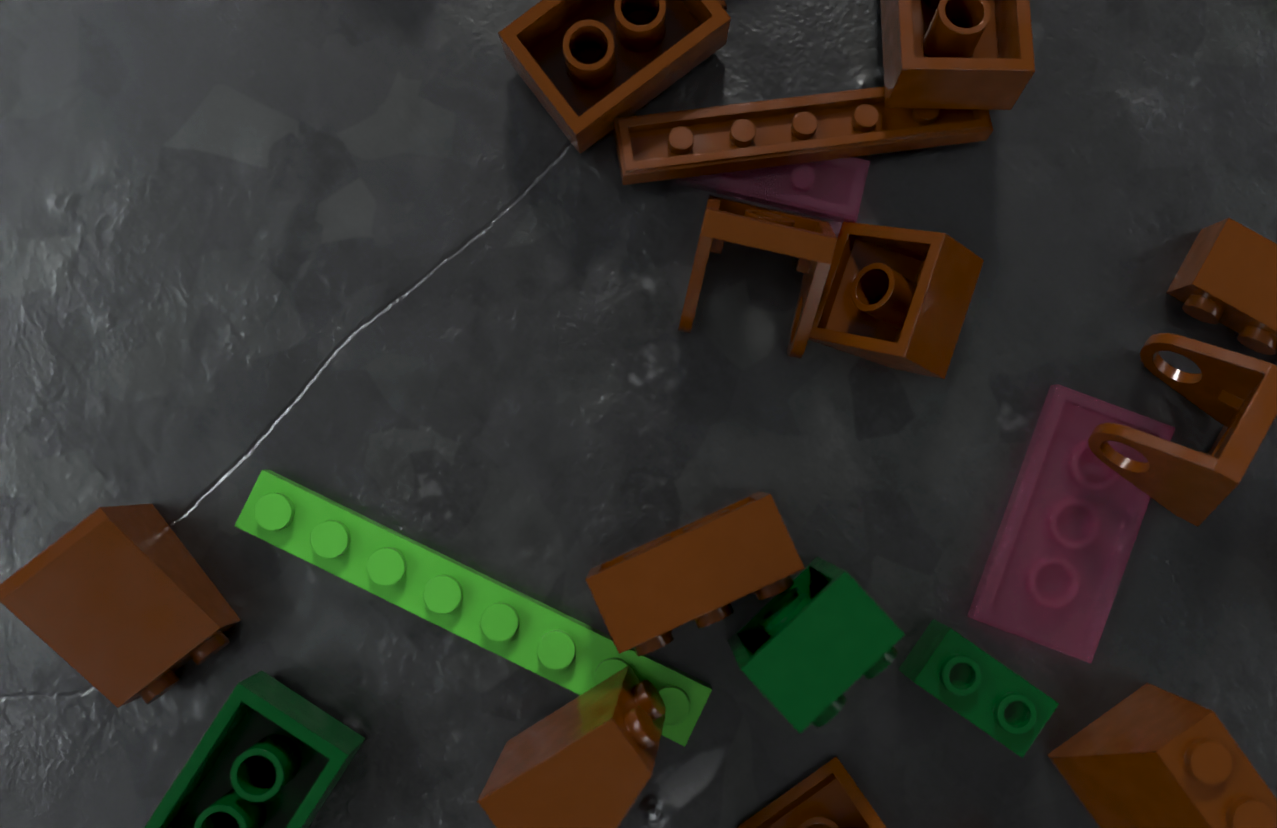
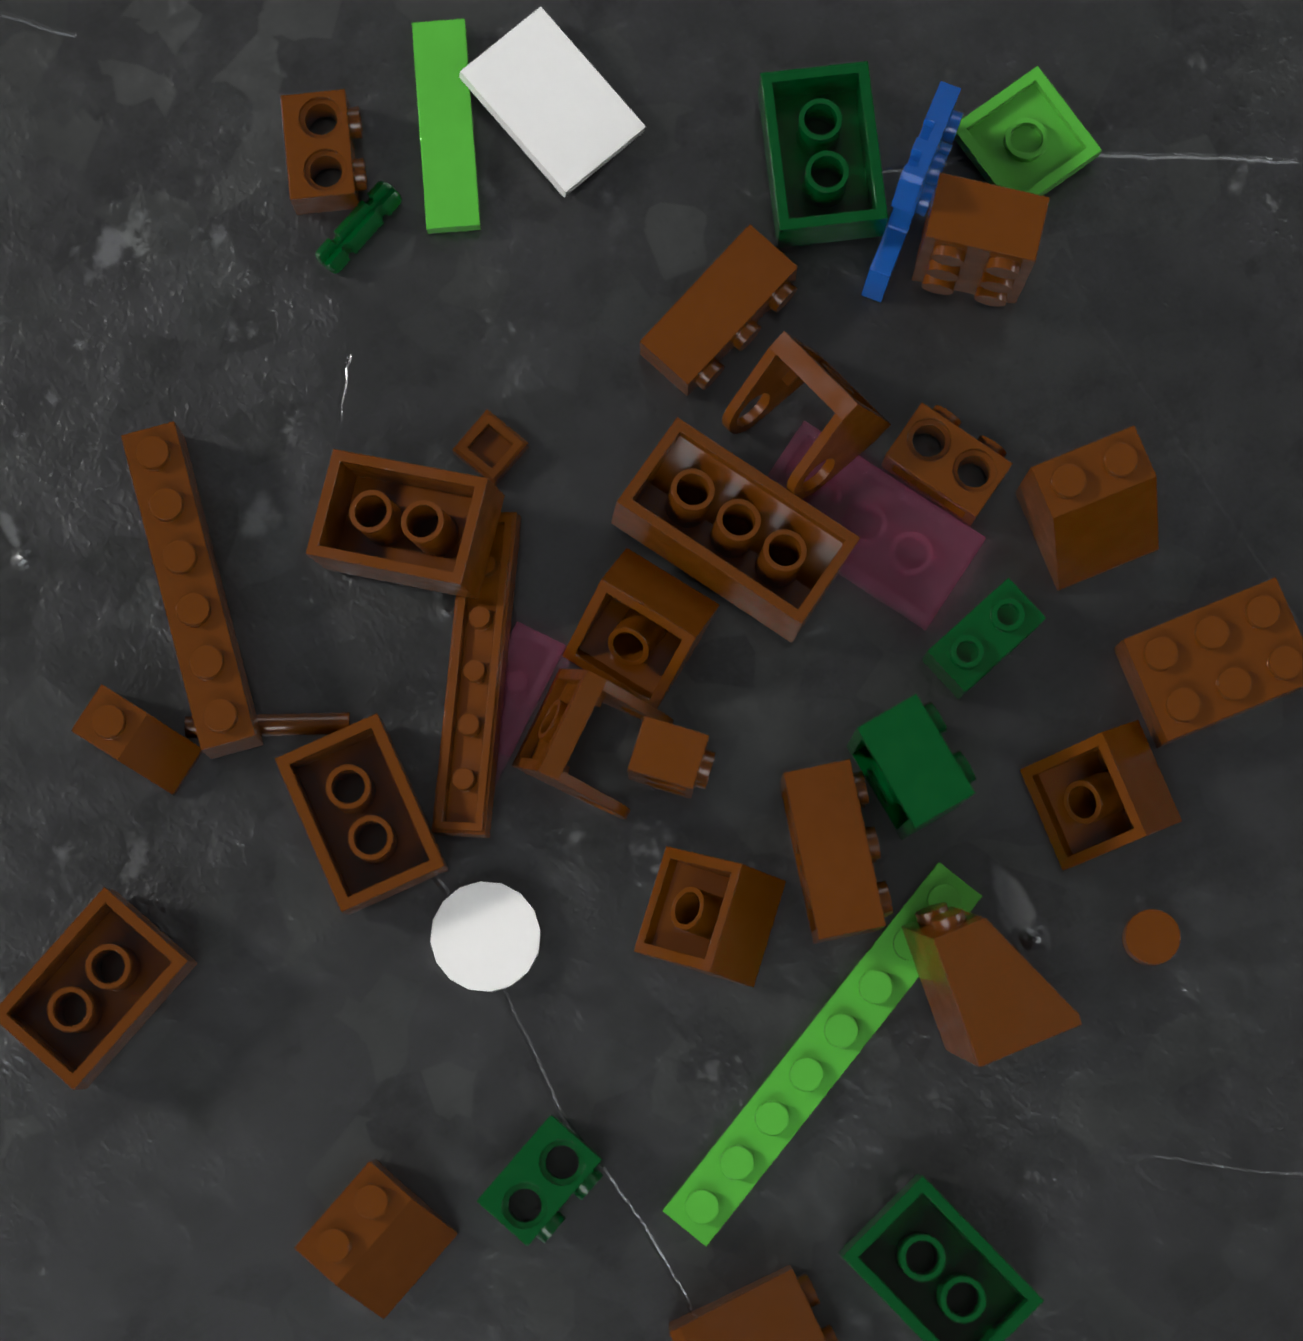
camera: 85 degrees left, 5 degrees down
(163, 165) = (376, 1239): none -> reddish brown slope
(267, 323) = (531, 1172): none -> dark green brick
(516, 210) = (485, 936): none -> white tile
(591, 449) = (710, 915): none -> reddish brown slope
(758, 361) = (671, 758): none -> reddish brown brick
(1036, 374) = (734, 529): none -> reddish brown slope
(1057, 89) = (490, 447): none -> reddish brown tile
(1151, 593) = (938, 475): none -> reddish brown brick

